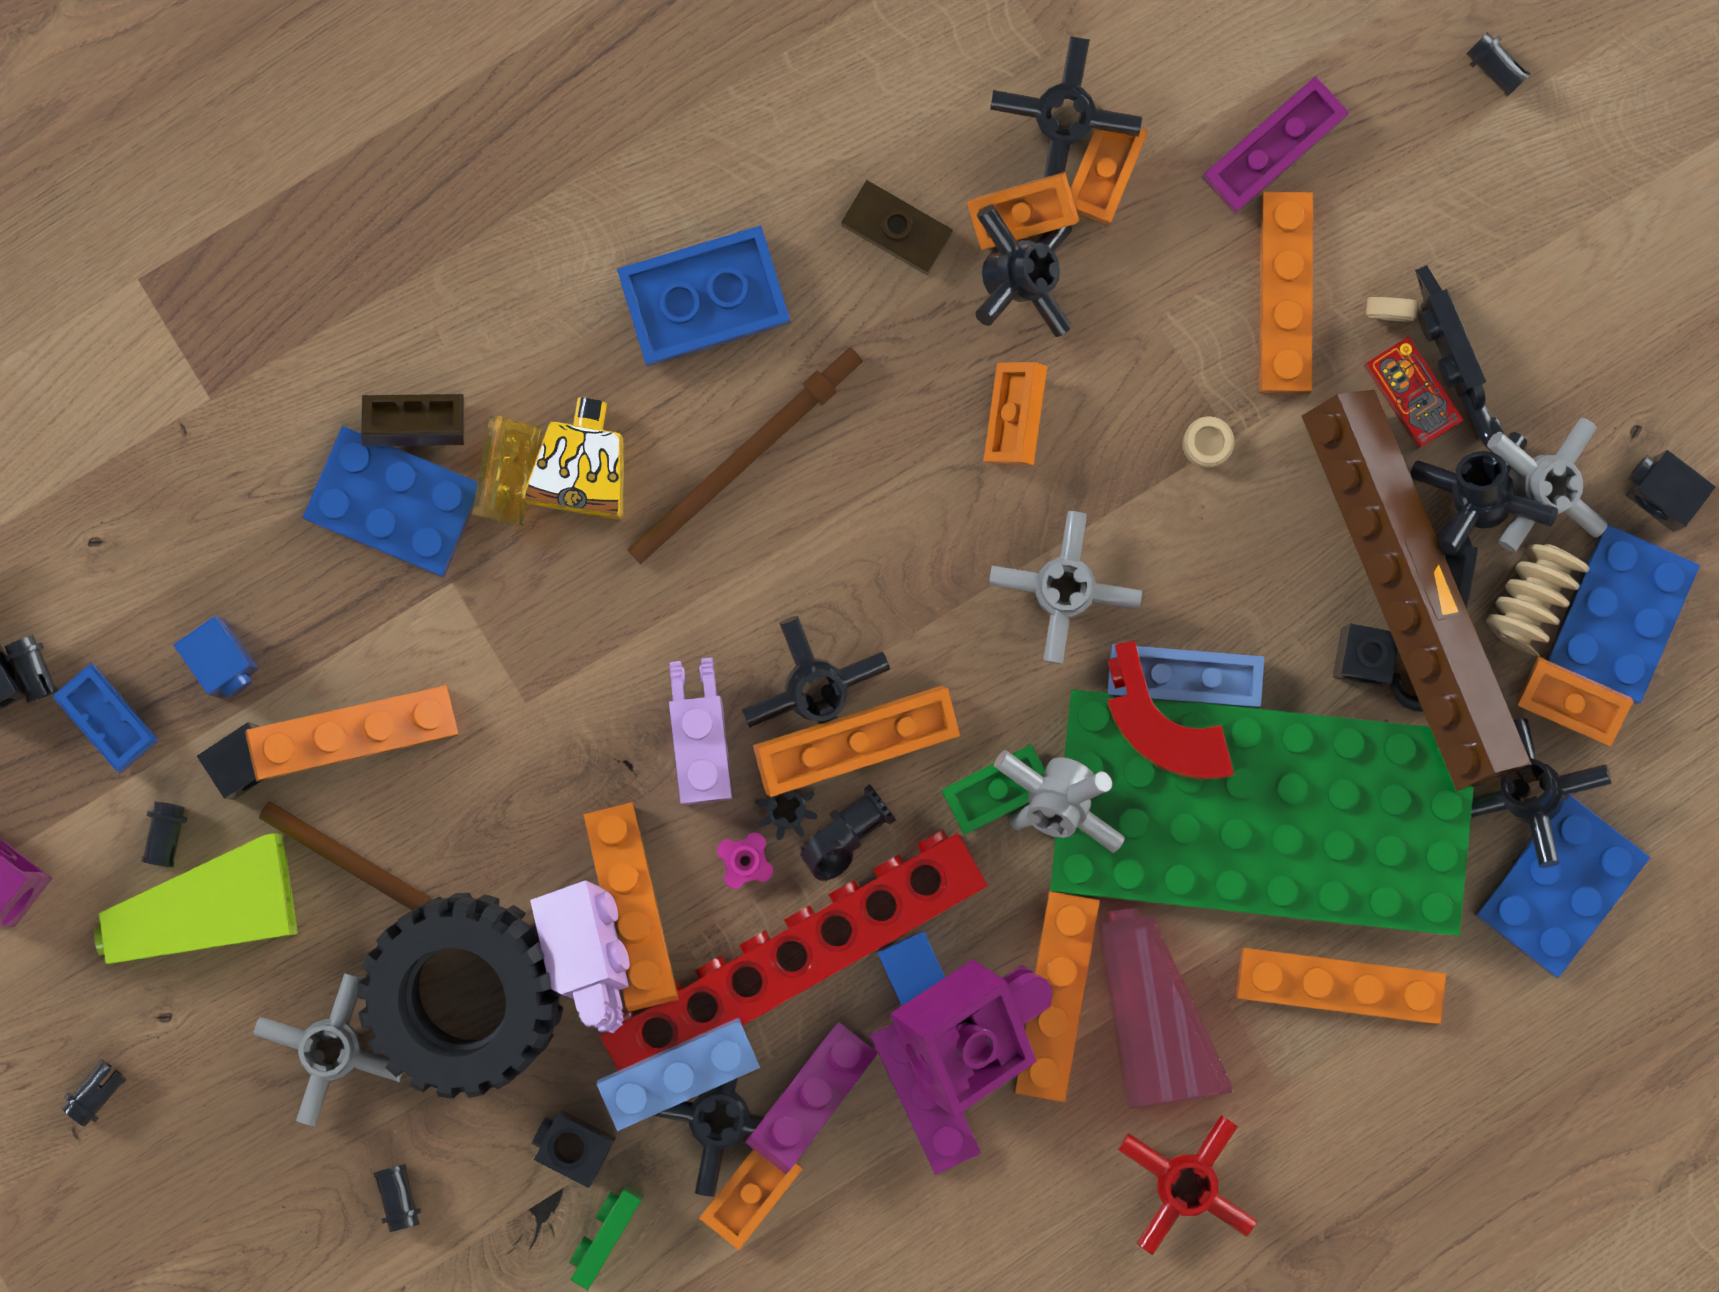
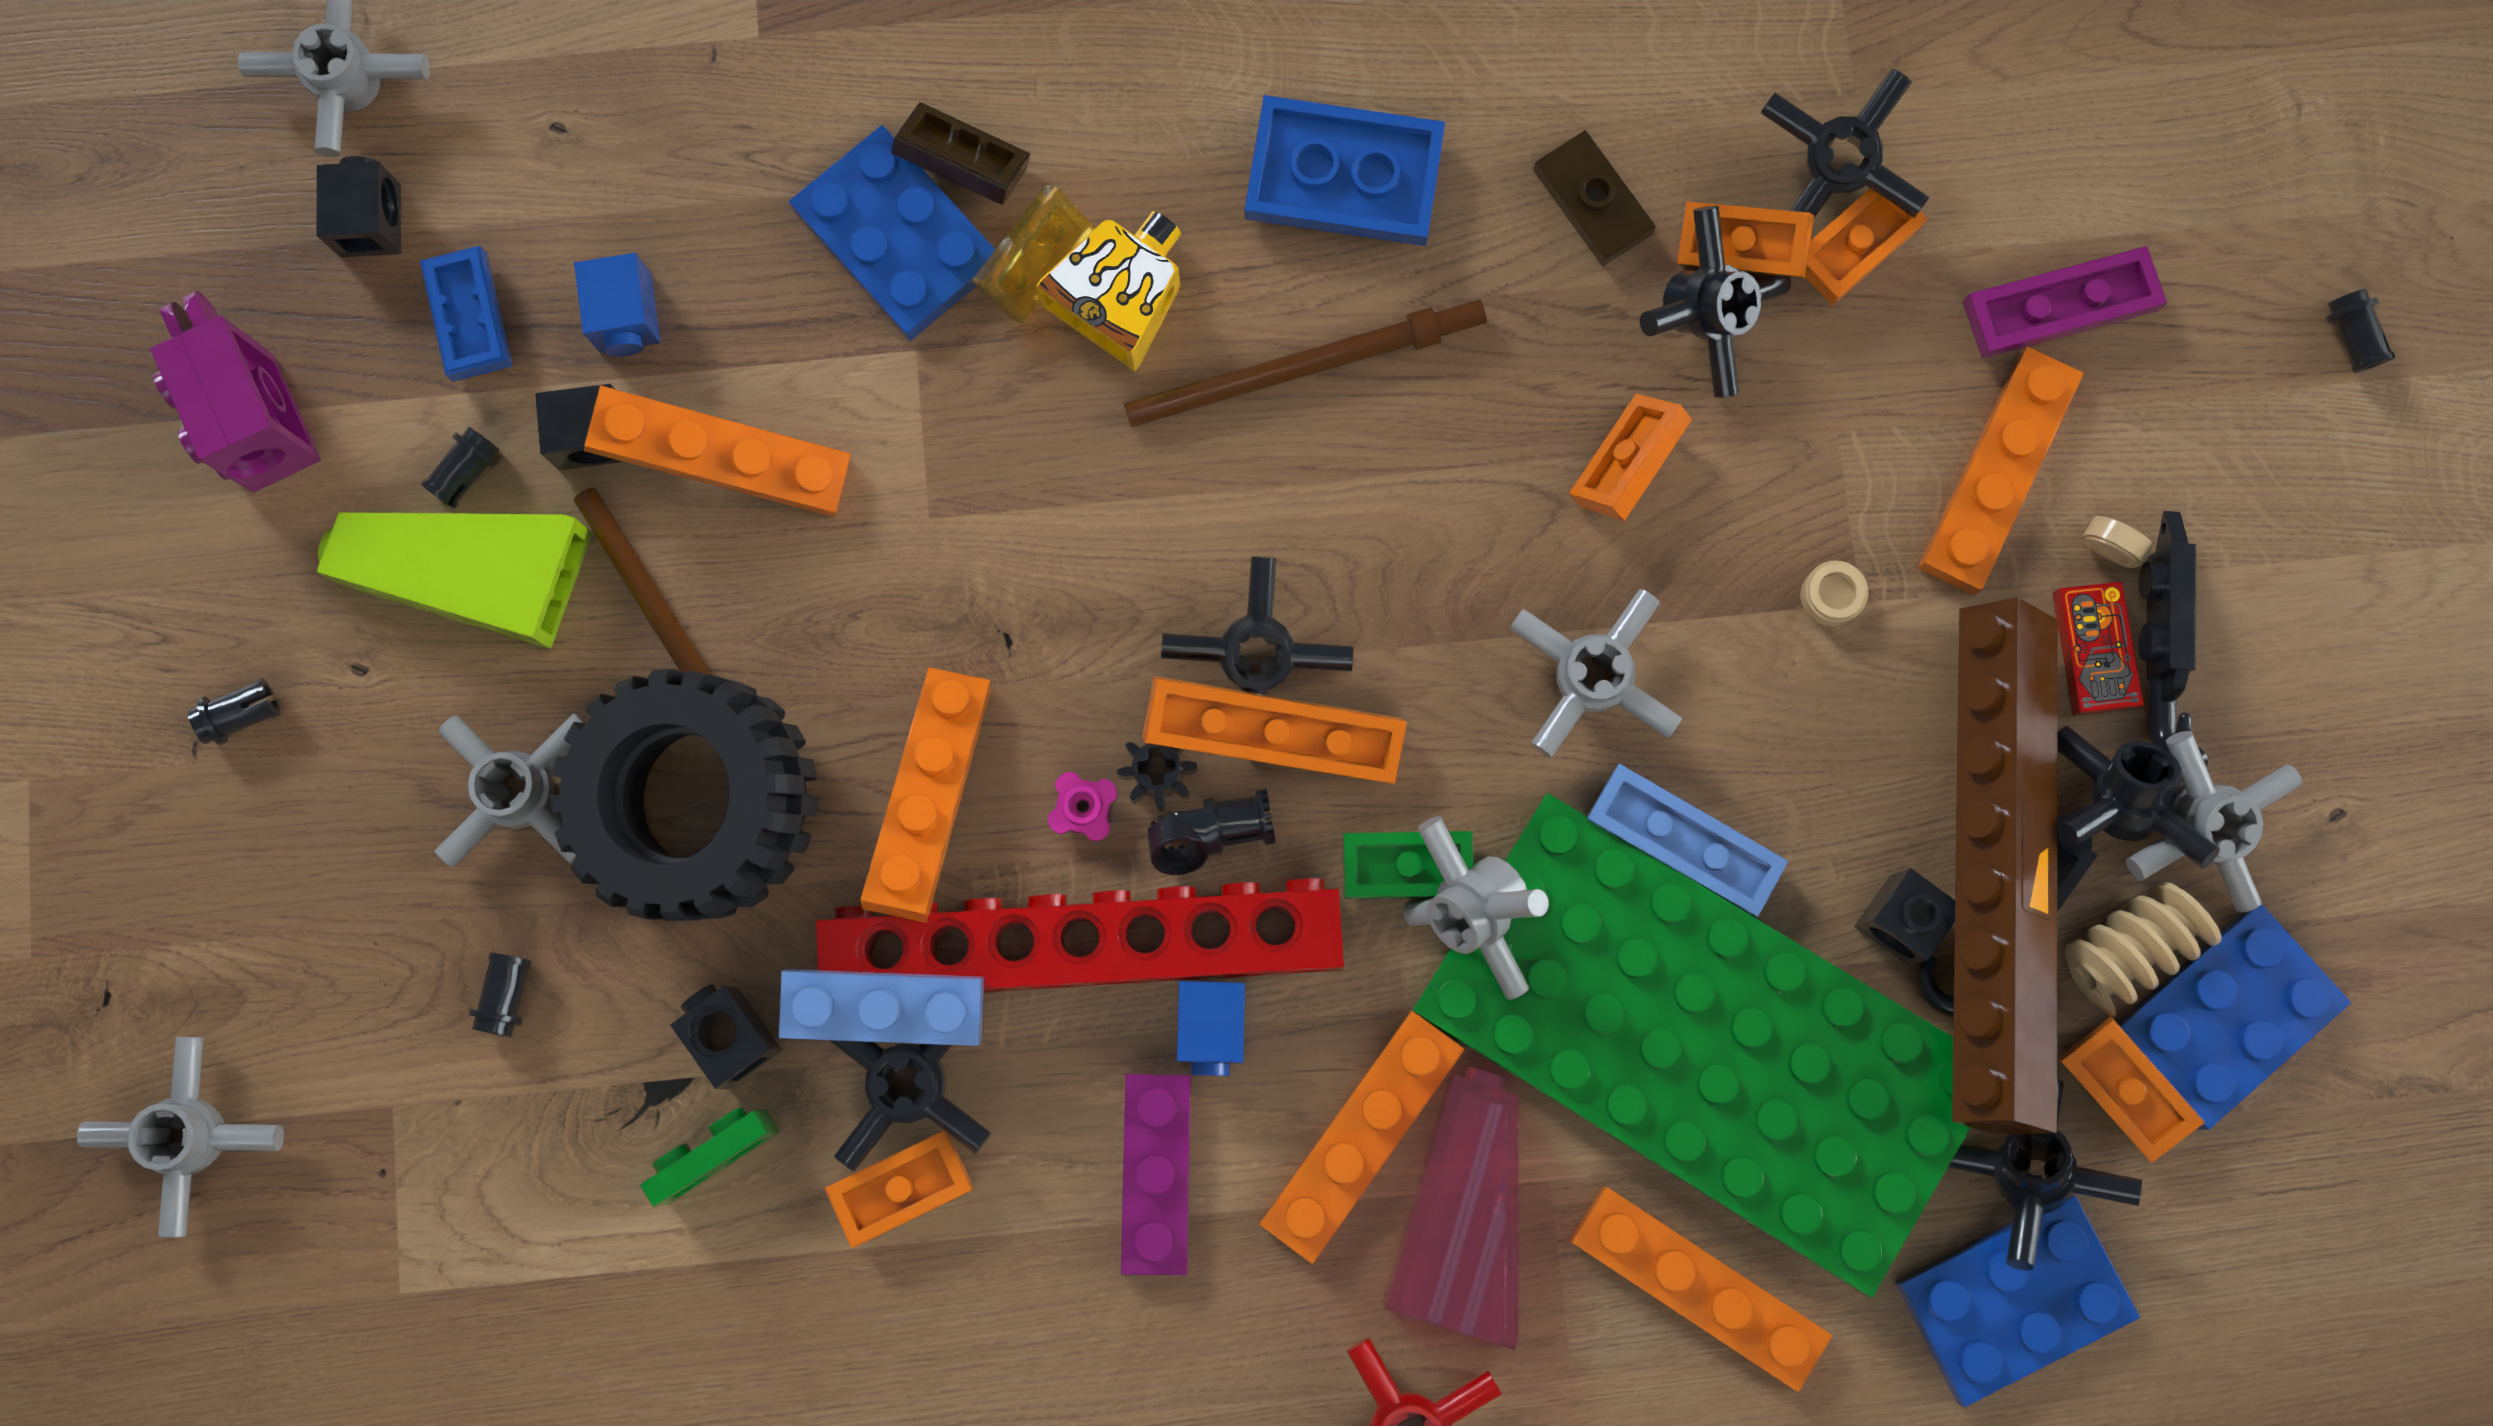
camera: 30 degrees right, 5 degrees down
(30, 668) = (415, 221): black pin -> none
(584, 951) = (844, 813): lavender hinge -> none
(699, 739) = (1098, 645): lavender hinge -> none
(811, 1098) = (1020, 1112): magenta plate -> none
(990, 1043) = (1258, 1150): magenta brick -> none
(1169, 746) = (1621, 891): red arch -> none
(1668, 489) = (2353, 897): black brick -> none

